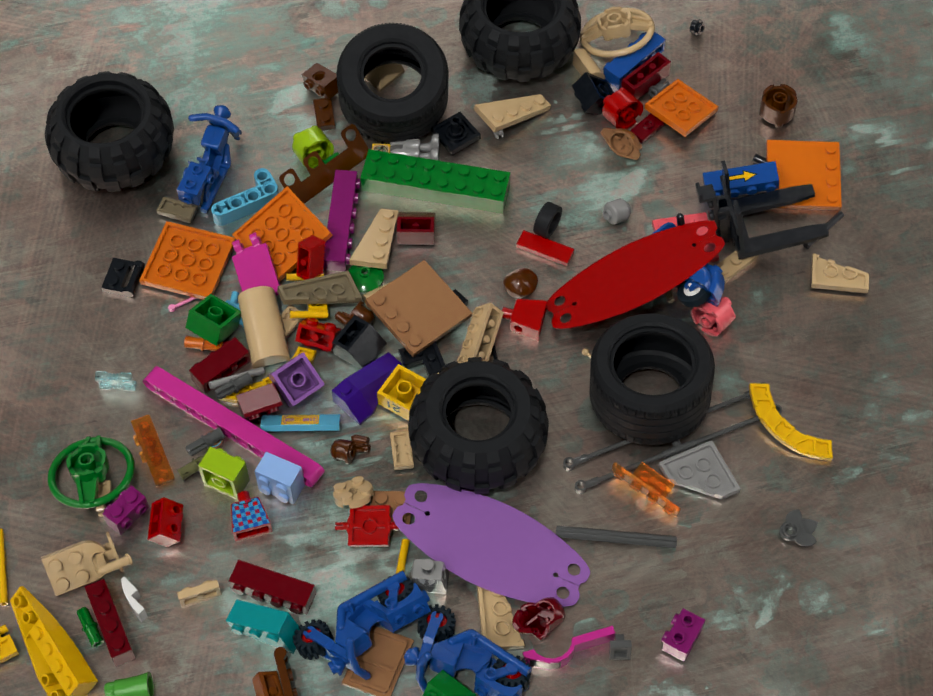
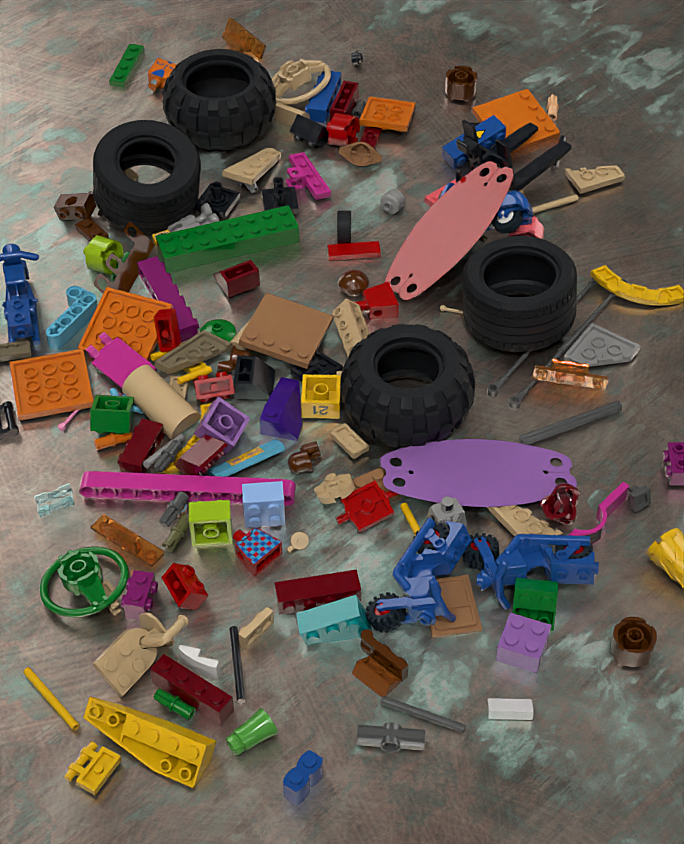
camera: 30 degrees left, 10 degrees down
(163, 619) = (237, 665): none -> black bar
(290, 528) = (299, 540): none -> tan piece
(377, 241) = (211, 301): tan wing -> none
(513, 159) = (280, 196): none -> black plate
(555, 144) = (306, 175): none -> dark pink plate
(766, 286) = (556, 203): none -> tan piece
(854, 174) = (552, 107): none -> light nougat axle

